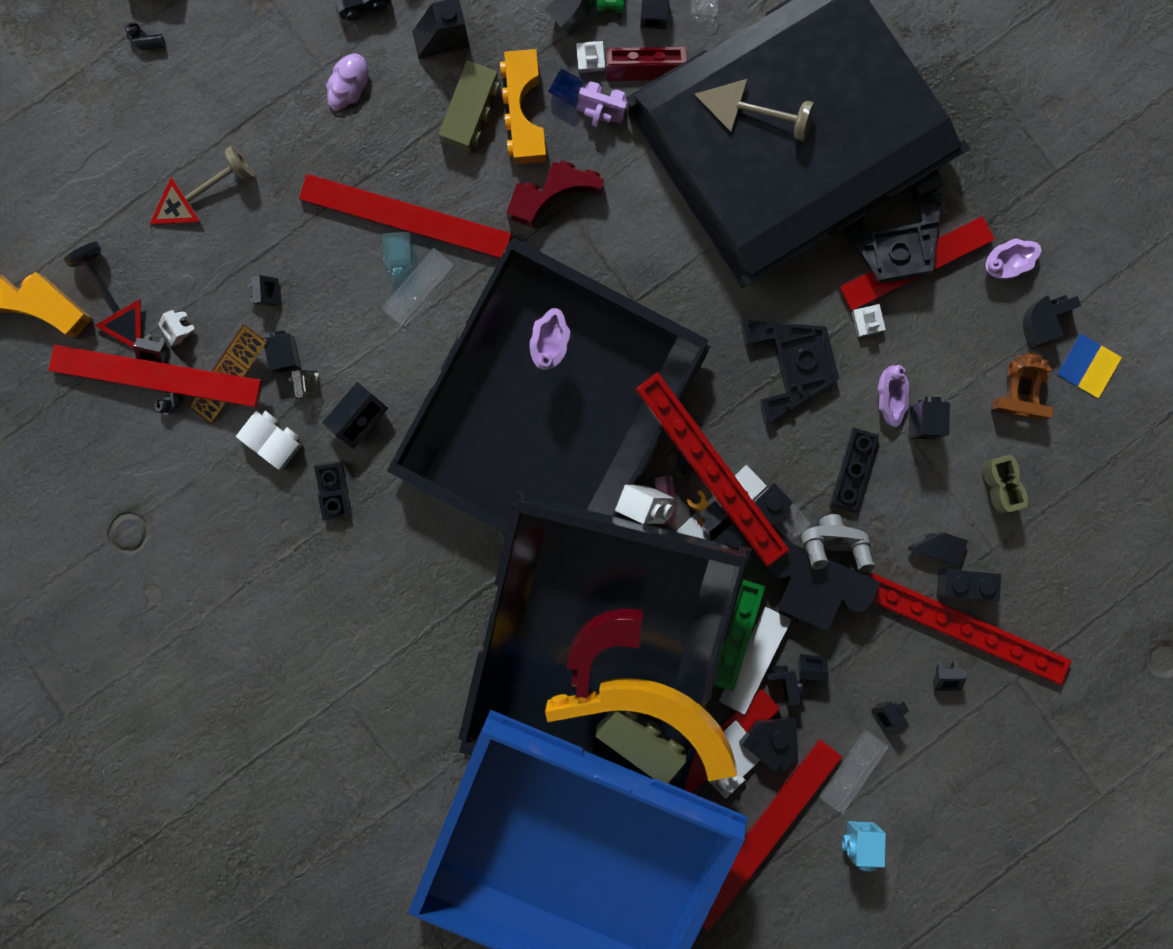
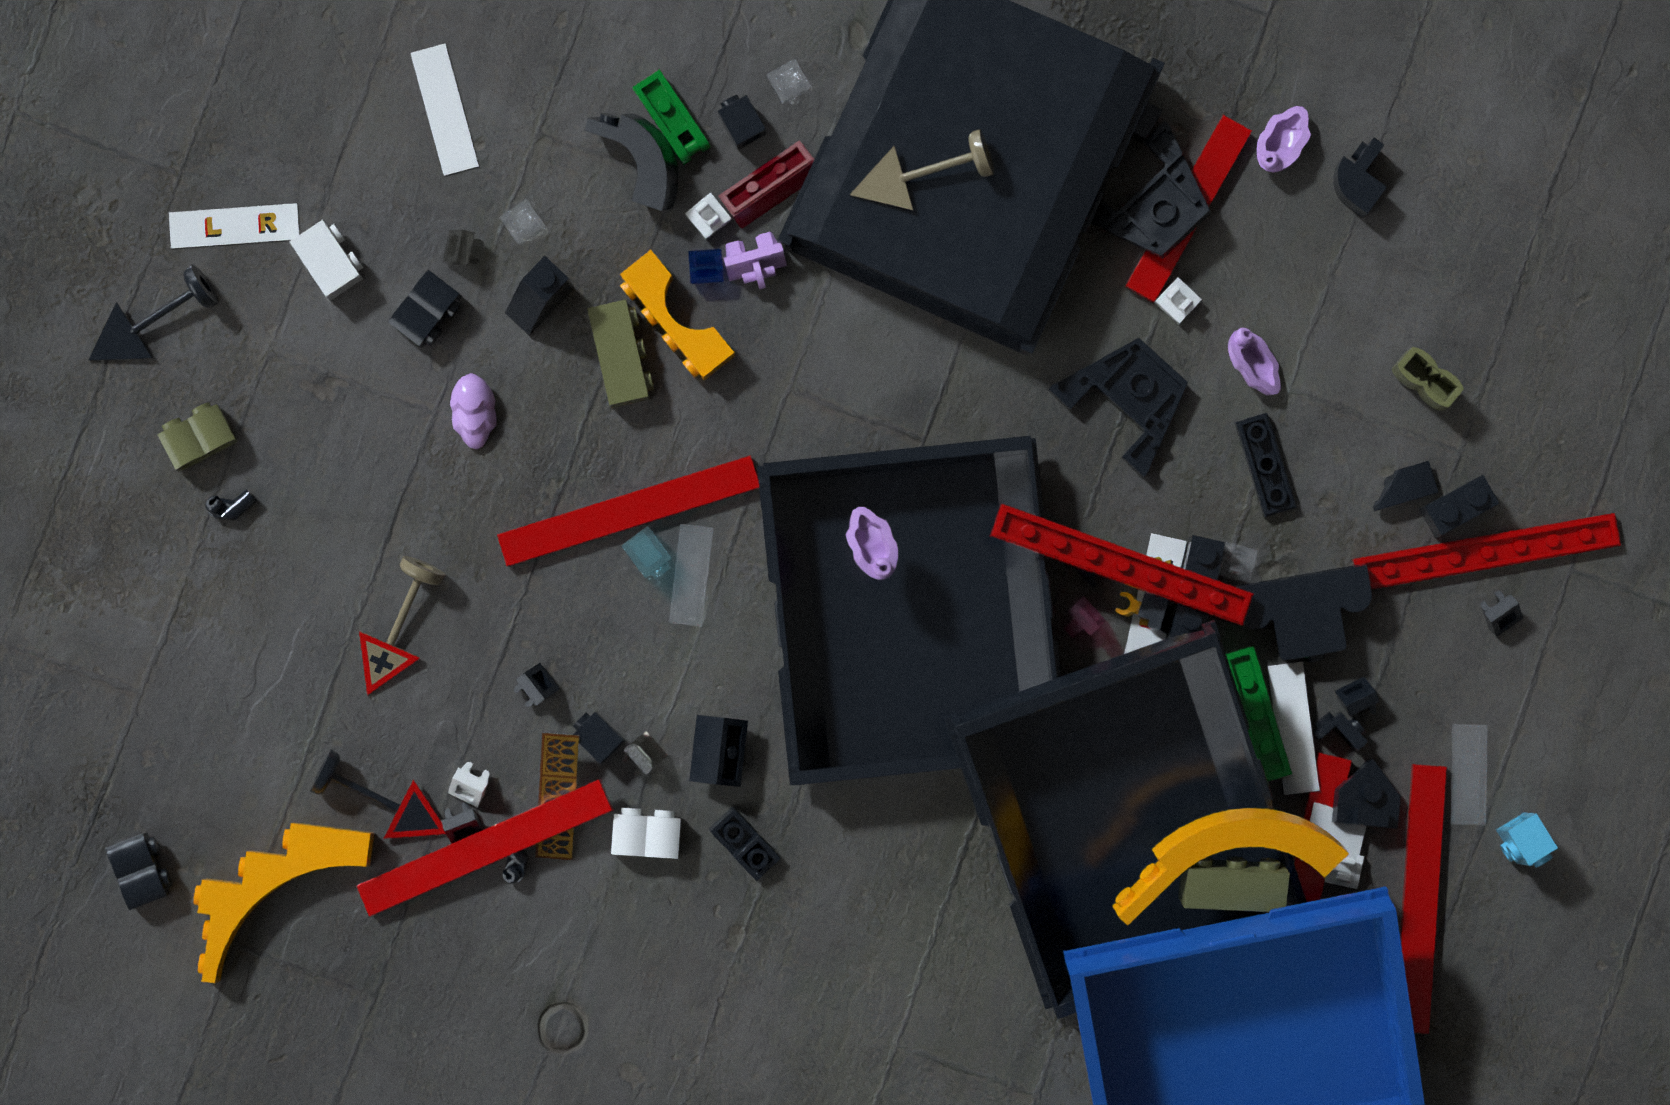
camera: 30 degrees left, 0 degrees up
(562, 180) = (766, 364): dark red arch -> none
(604, 631) = (1122, 801): dark red arch -> none
(645, 504) = (1078, 644): white brick -> none
(834, 536) = (1291, 547): light grey connector -> none
(890, 715) = (1467, 692): black tile -> none
(929, 419) = (1306, 364): black brick -> none
(1031, 368) = (1376, 239): dark orange tile -> none
(1089, 365) = (1435, 195): sticker -> none

